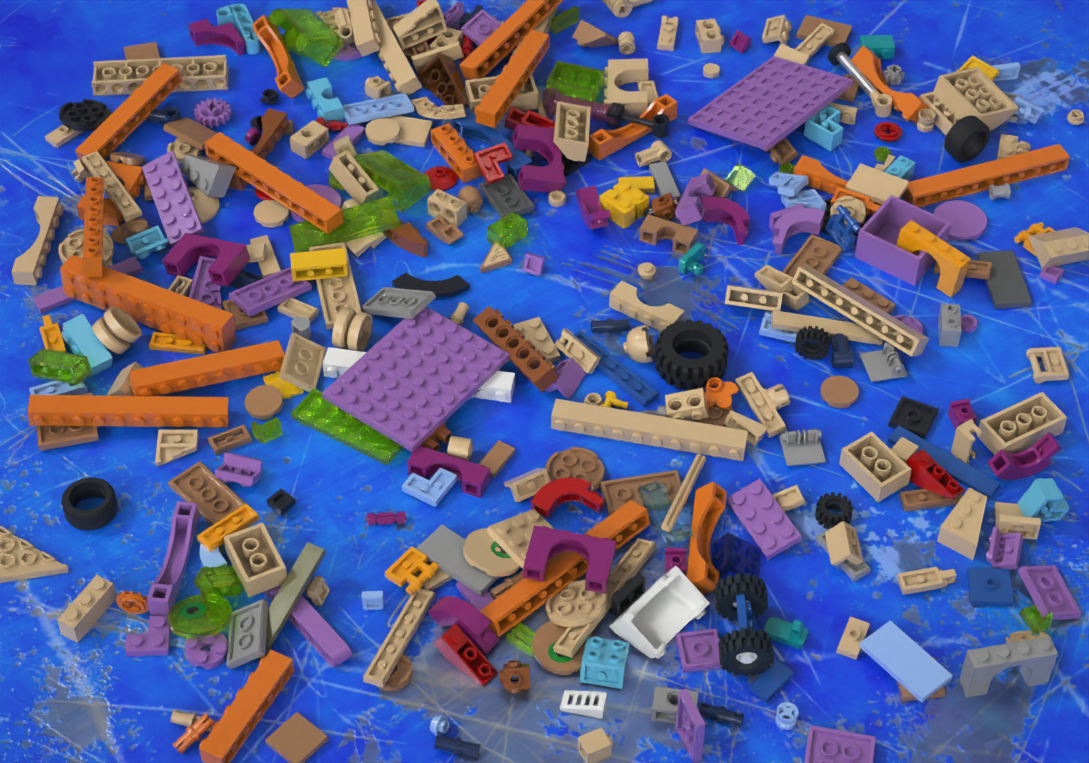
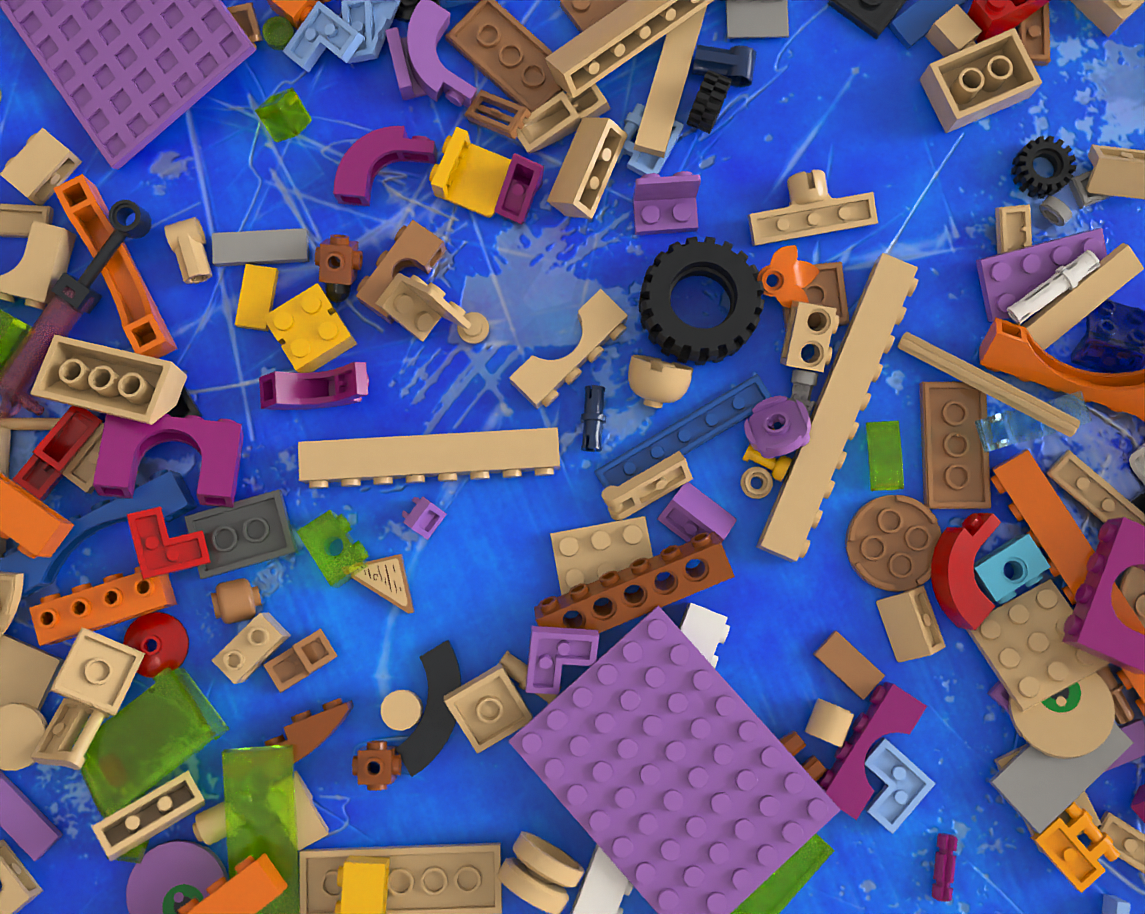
camera: 80 degrees left, 35 degrees up
(345, 144) = (44, 814): tan panel -> none
(389, 147) = (62, 732): none -> tan plate
(395, 263) = (389, 763): none -> dark orange brick
(398, 302) = (489, 779): light grey tile -> none
(422, 150) = (97, 672): none -> tan plate
(427, 268) = (401, 709): none -> tan piece
(445, 299) = (488, 708): none -> tan plate
(472, 314) = (552, 648): none -> medium lavender plate
(557, 198) = (259, 443): tan tile -> none
(569, 263) = (428, 456): none -> tan brick
(571, 518) = (1027, 565): none -> medium azure brick
(622, 455) = (884, 455): none -> clear neon green slope
(627, 399) = (781, 441): none -> medium lavender plate
(649, 237) = (419, 305): none -> tan bracket
(676, 557) = (1103, 431): magenta brick -> none
(683, 93) = (40, 167): none -> tan brick
(690, 206) = (310, 193): medium lavender arch -> none
(691, 259) = (475, 255): teal piece -> none
(722, 186) = (290, 161): medium nougat panel -> none
(731, 272) = (519, 188): none -> magenta slope
(734, 252) = (469, 174): none -> yellow bracket
(745, 338) = (666, 203): none -> medium lavender bracket
(754, 533) = (1091, 291): none -> tan tile
(755, 430) = (872, 246): tan slope -> none
(759, 515) = (1064, 279): none -> white pin
(779, 260) = (506, 130): none -> medium nougat tile
(802, 447) = (907, 179): light grey hinge -> none
(807, 519) = (1055, 211): none -> light grey tile
(839, 391) = (800, 91): medium nougat tile -> none

